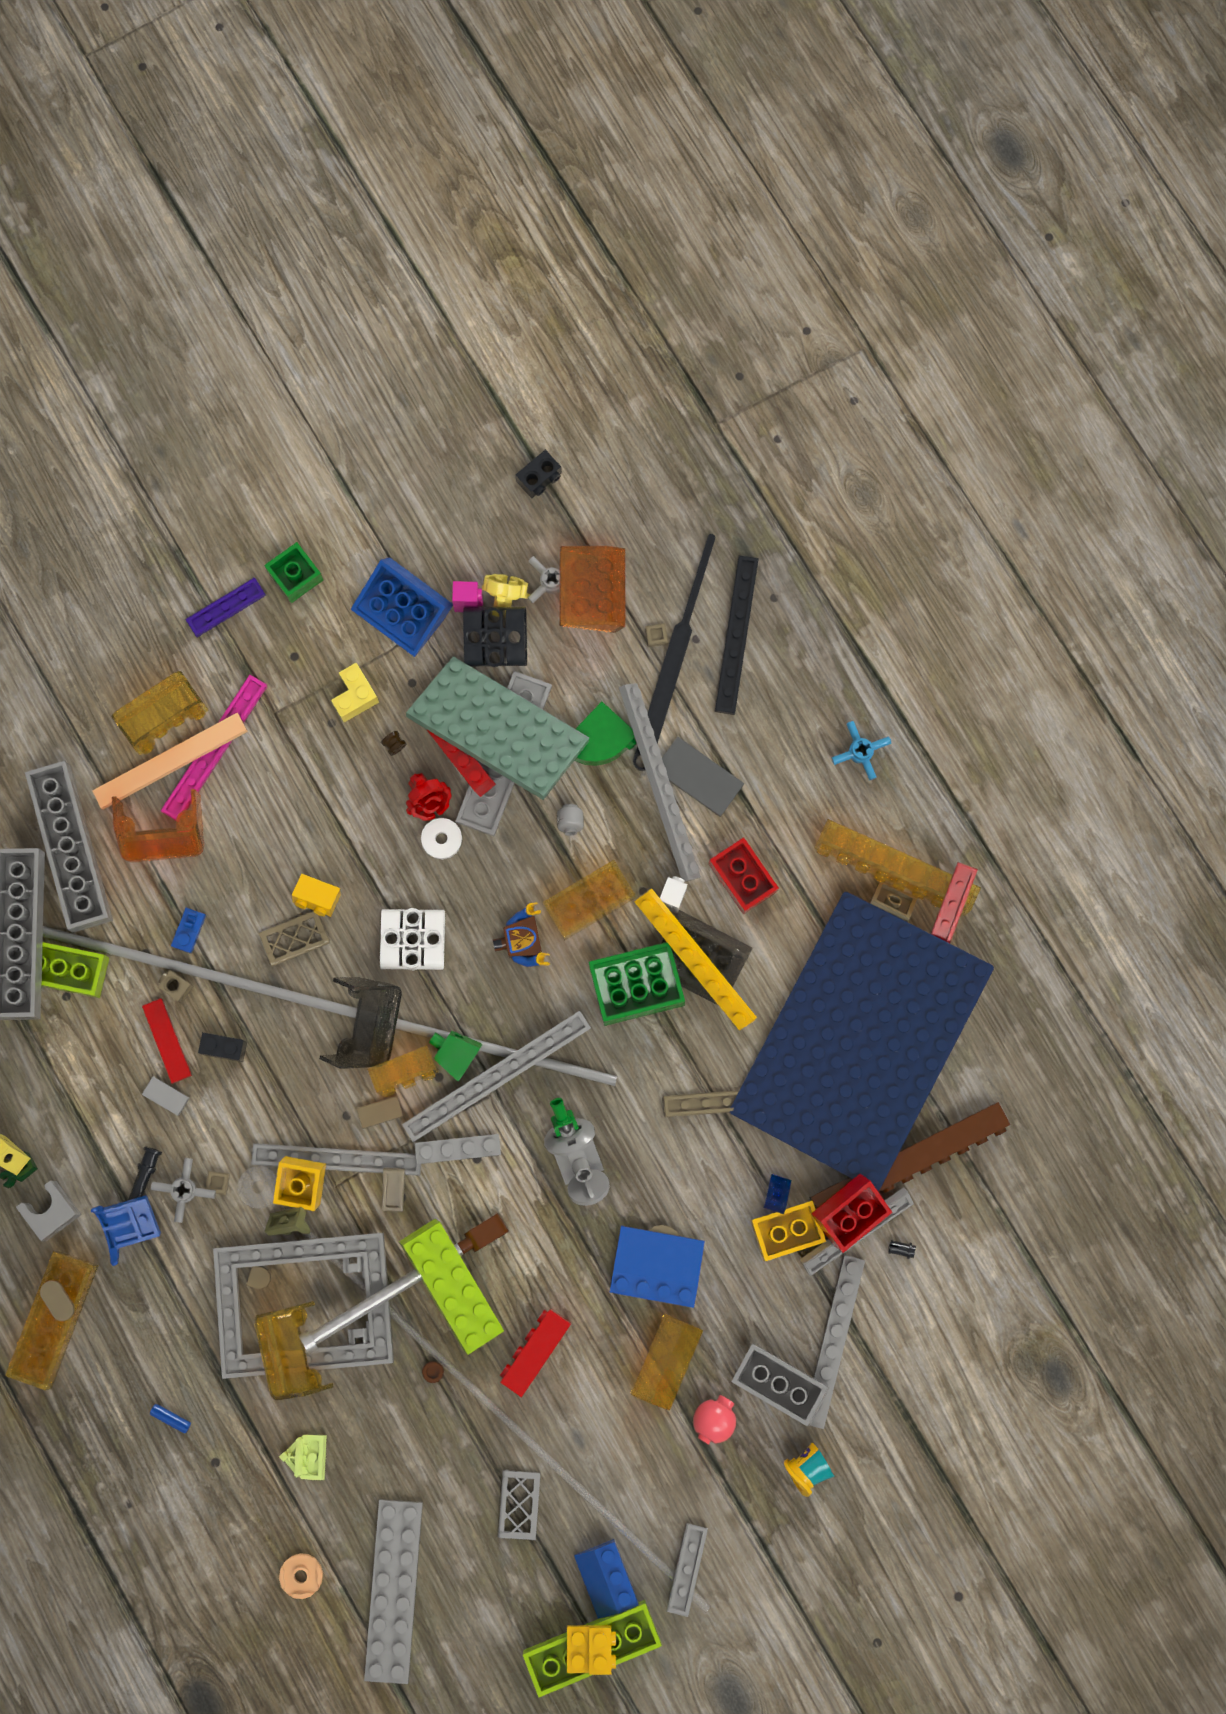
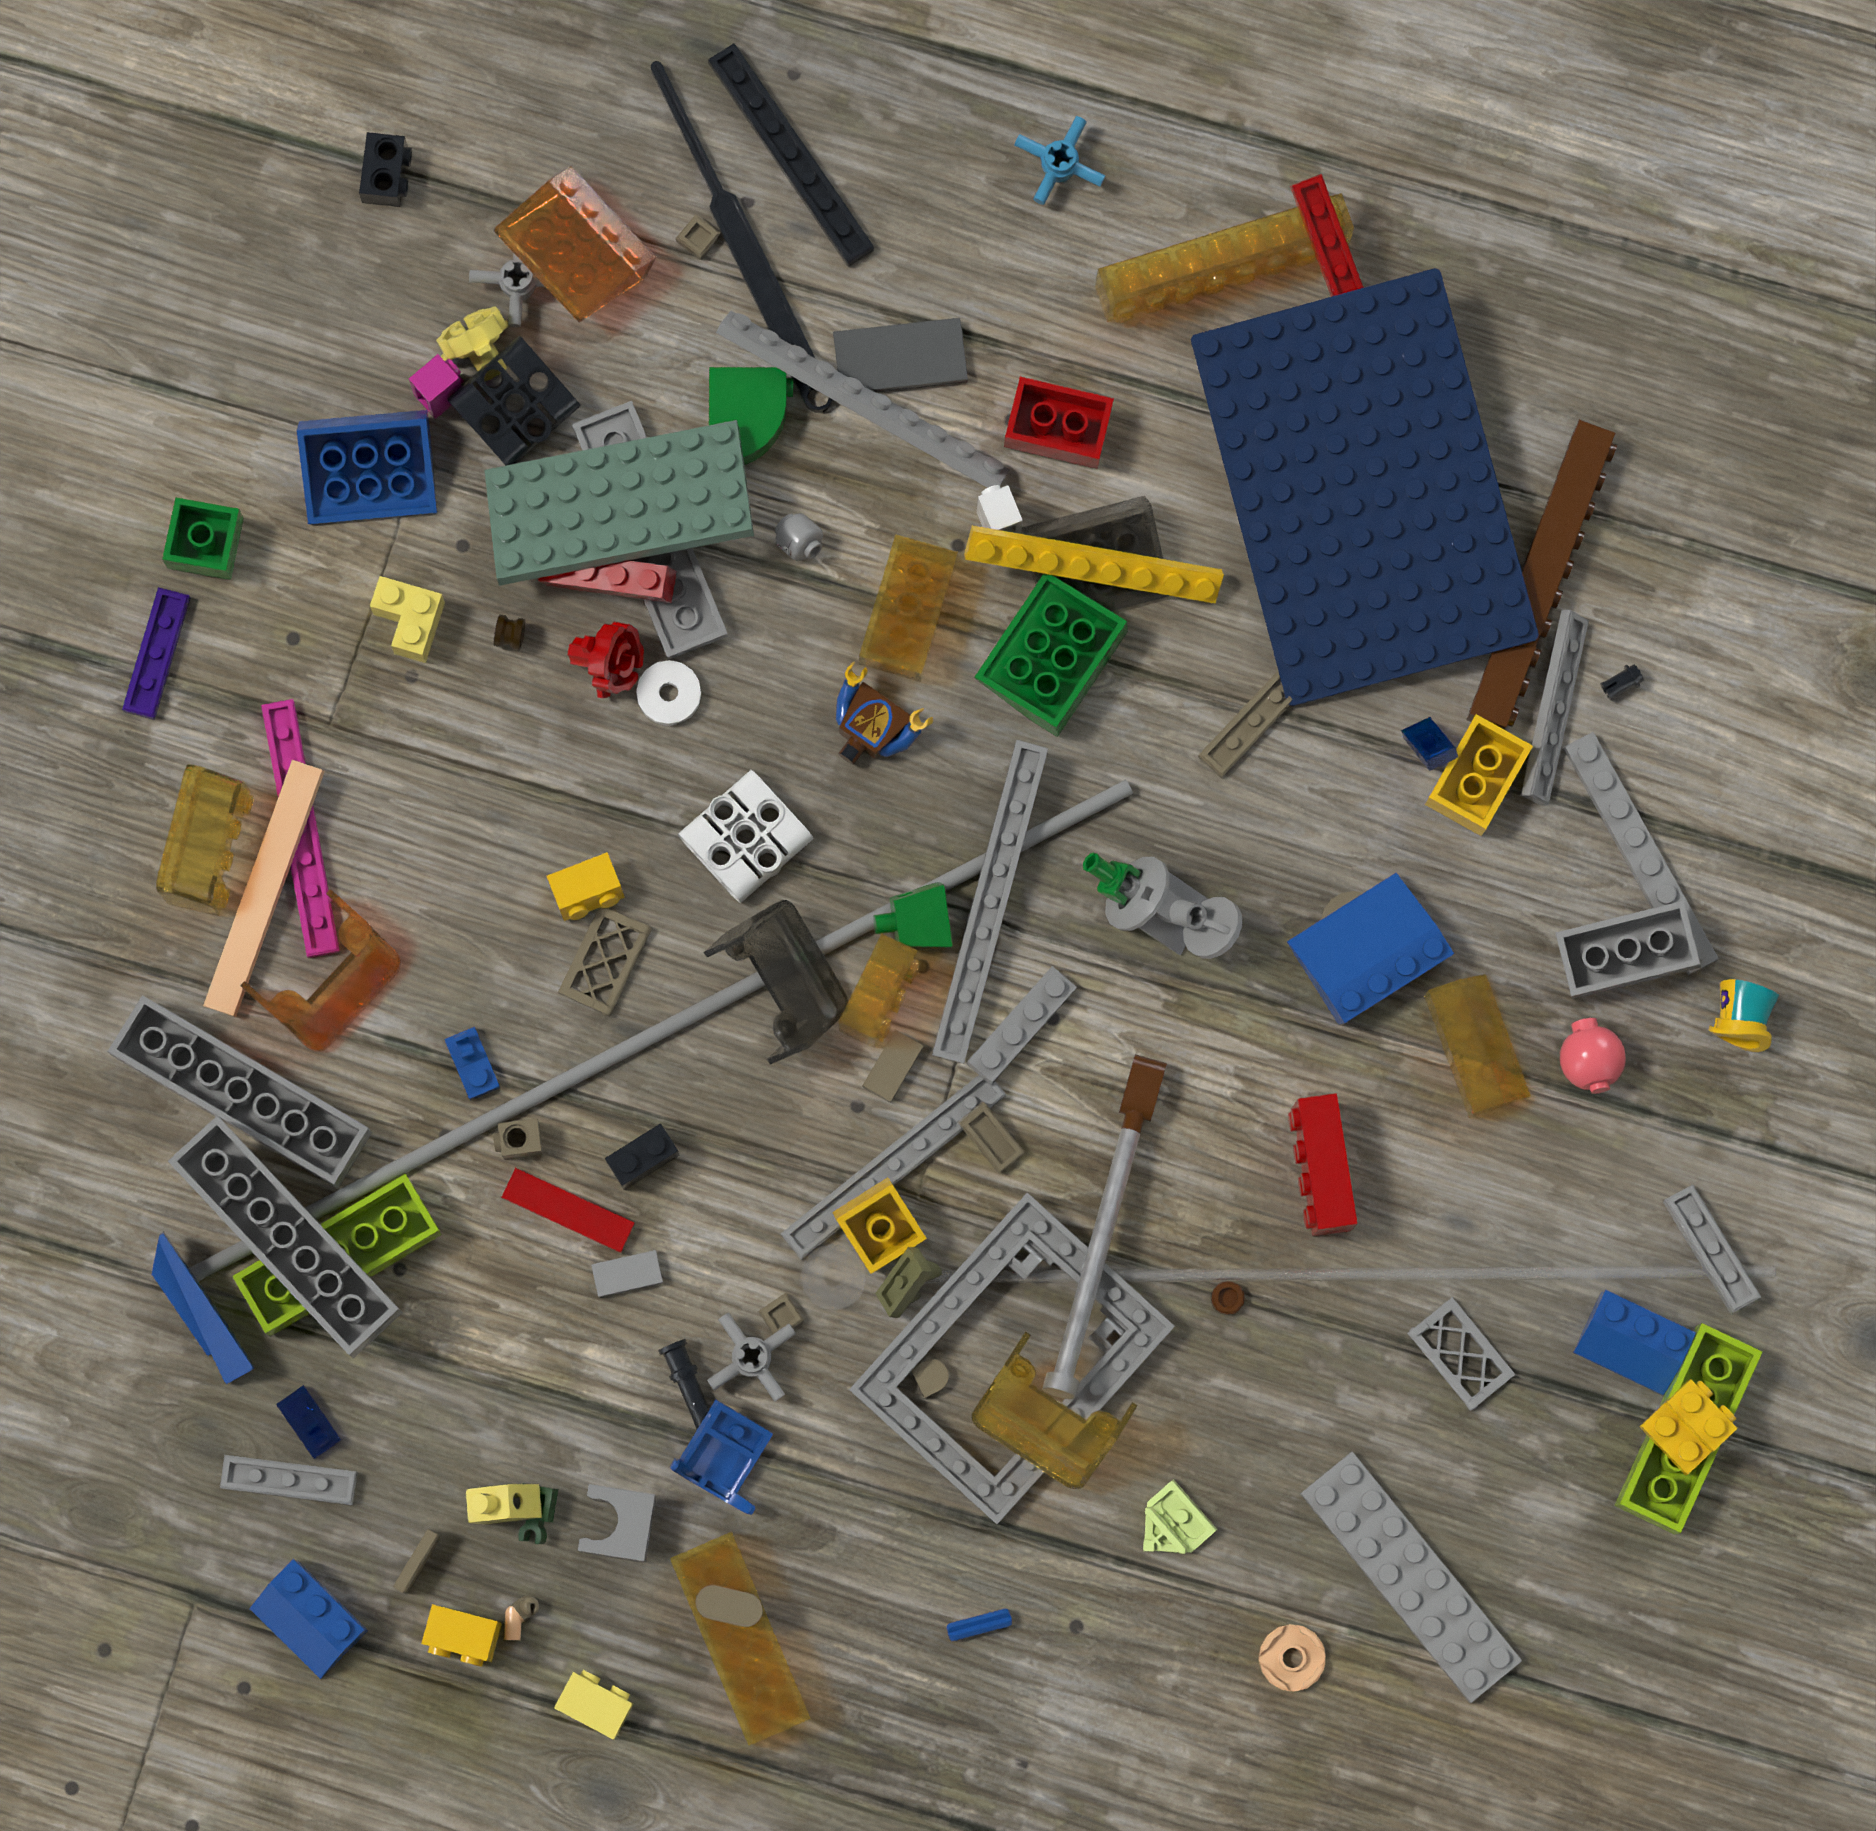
camera: 45 degrees left, 0 degrees up
(451, 1286) = (1162, 1177): lime brick -> none
(851, 1213) = (1532, 686): red brick -> none
(893, 901) = (1254, 299): dark tan slope -> none

